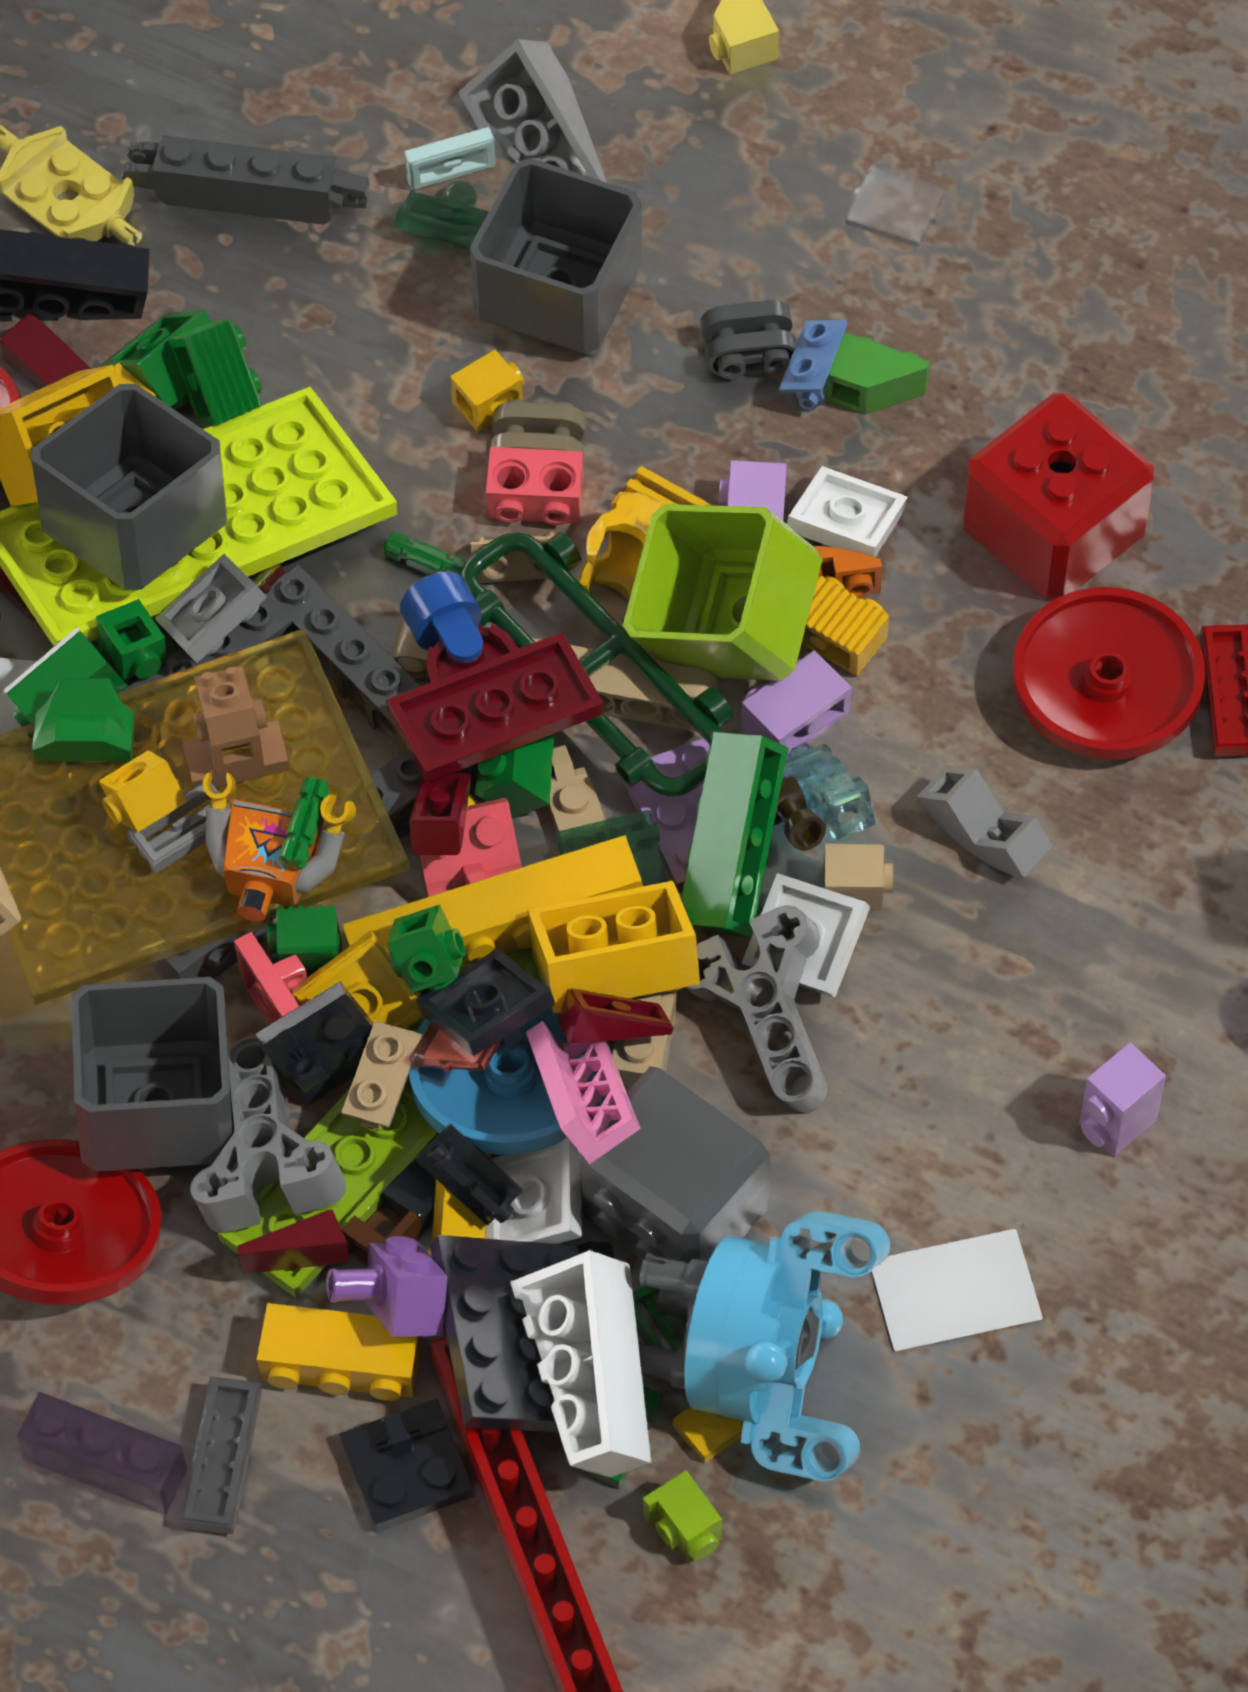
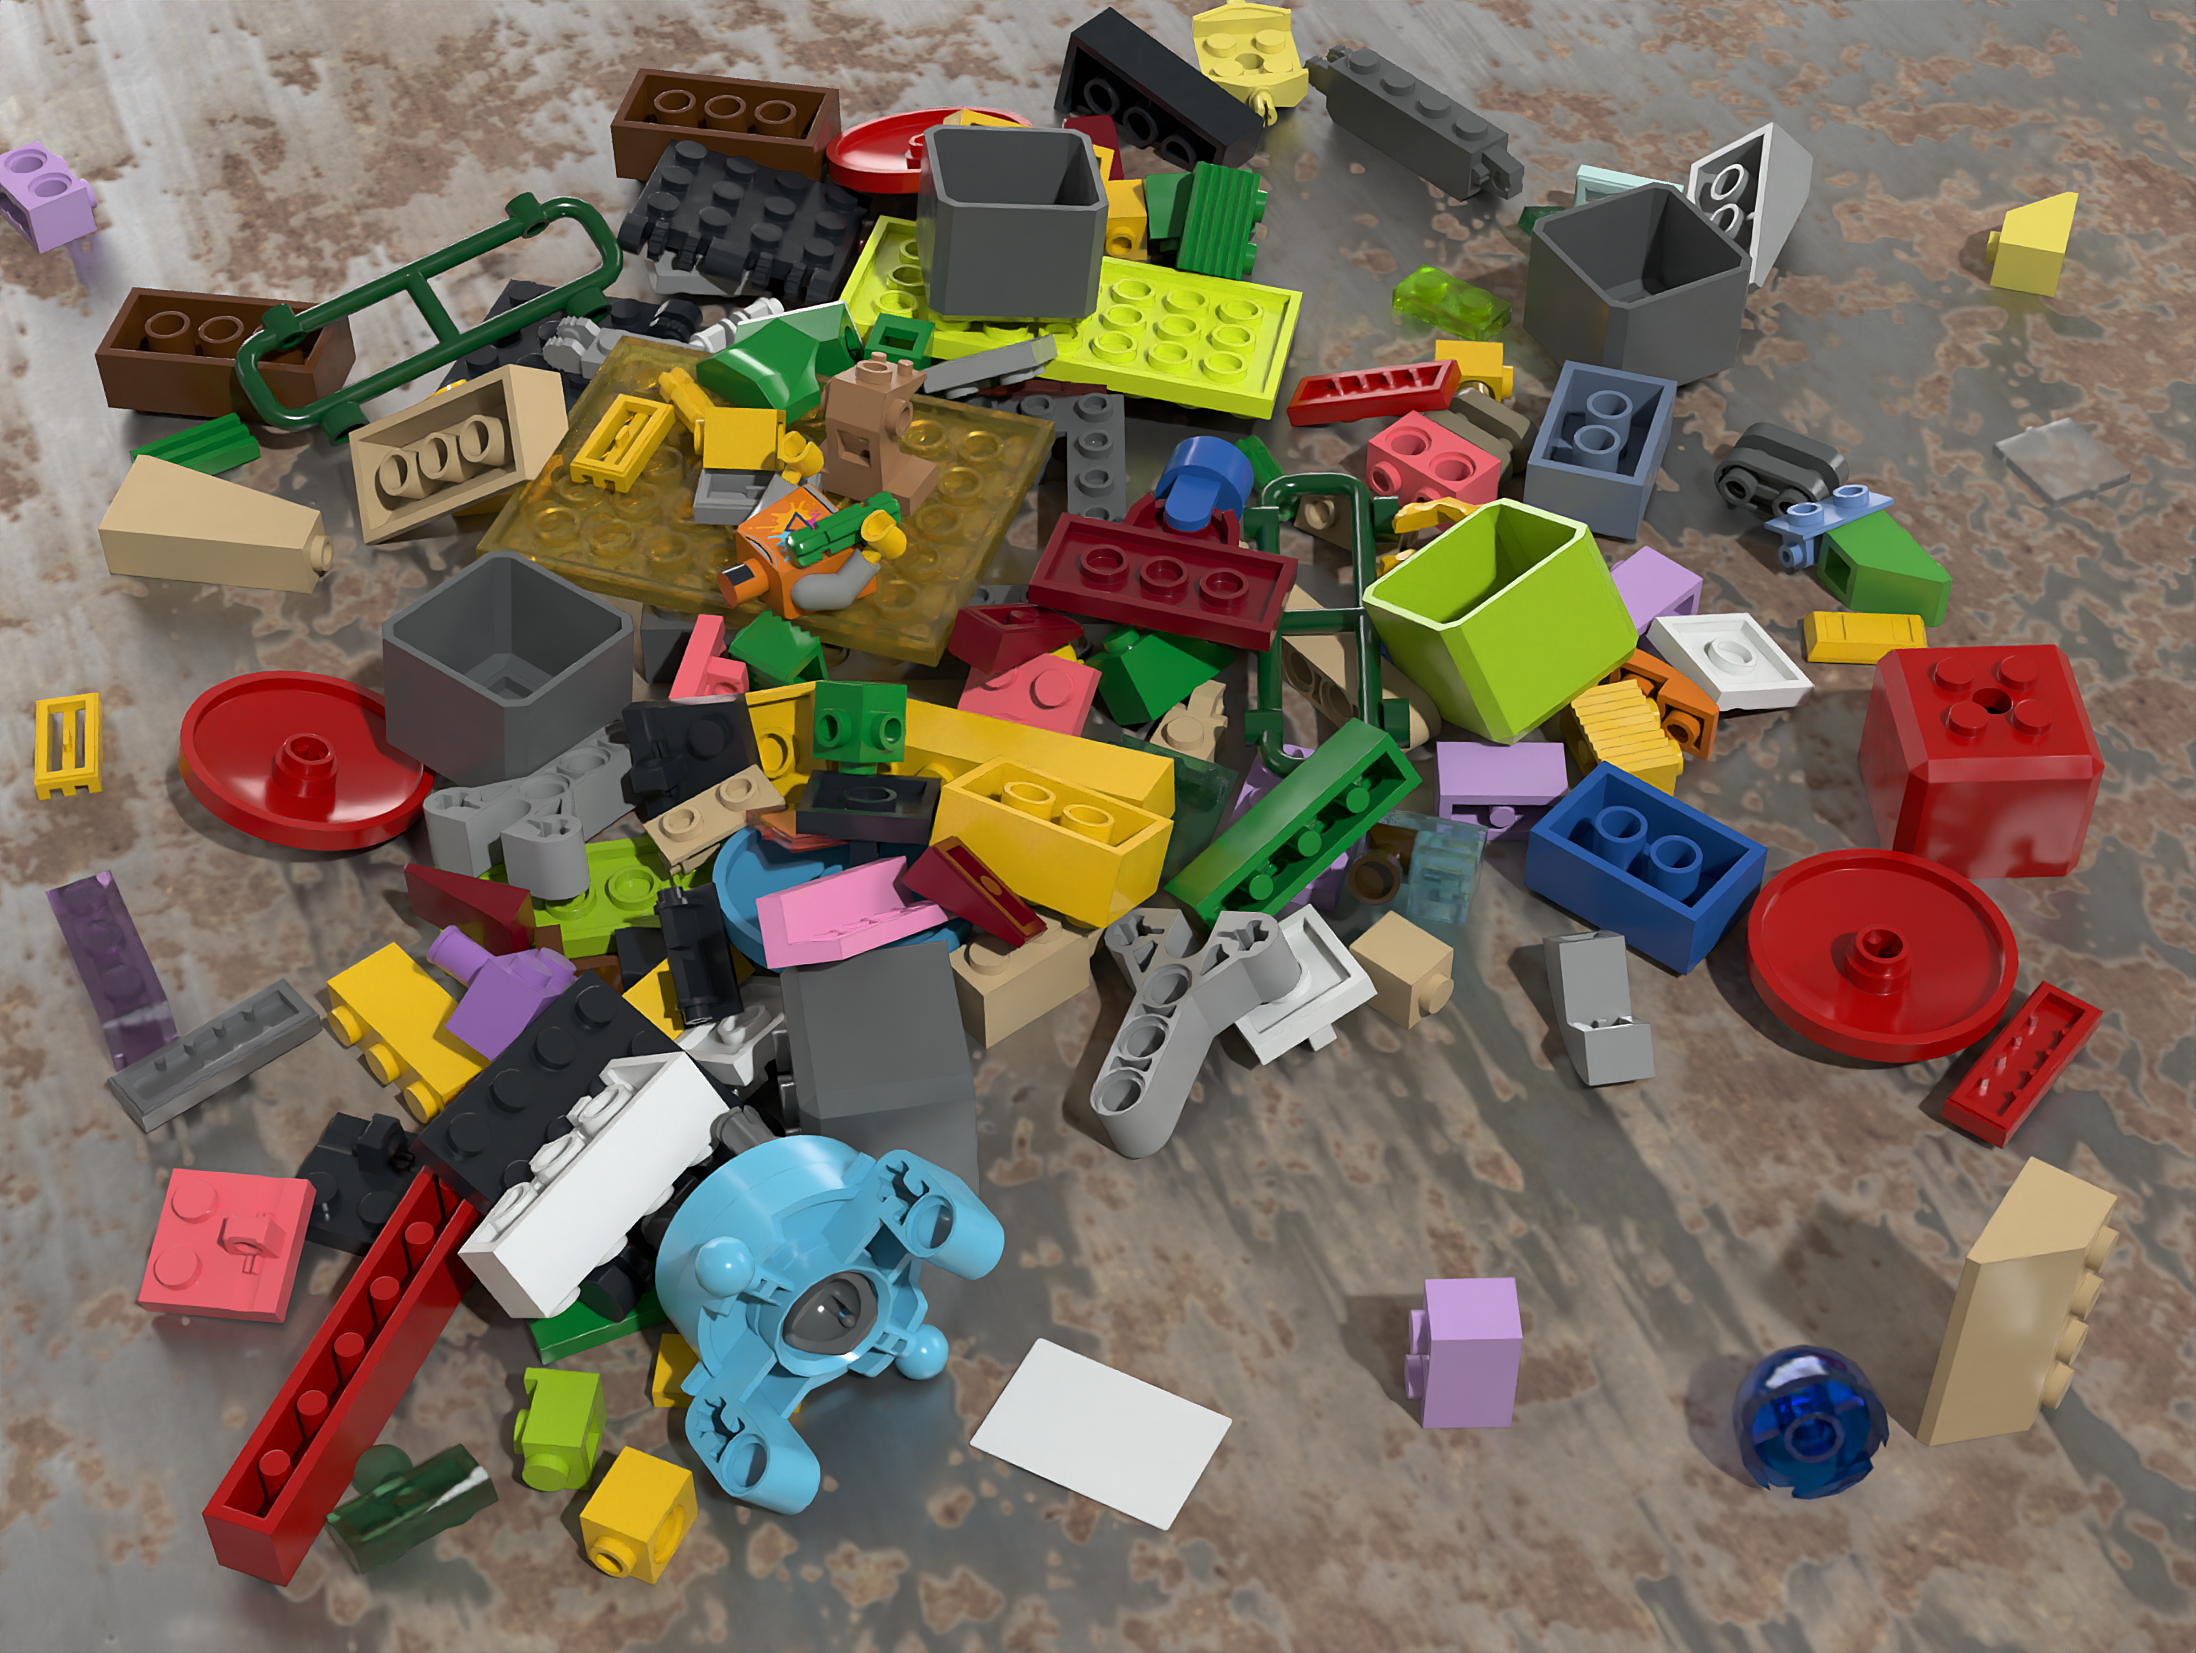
camera: 40 degrees right, 15 degrees down
(57, 878) = (633, 444): none -> yellow tile
(62, 785) = (686, 396): none -> yellow axle
(376, 1562) = (227, 1245): none -> coral hinge
(408, 326) = (1452, 304): none -> clear neon green plate
(443, 445) = (1374, 393): none -> red plate
(629, 396) = (1601, 447): none -> sand blue brick
(649, 1625) = (406, 1503): none -> clear green plate
(779, 1531) = (639, 1516): none -> yellow brick
(897, 435) = (1859, 636): none -> yellow tile
(932, 705) = (1644, 866): none -> blue brick

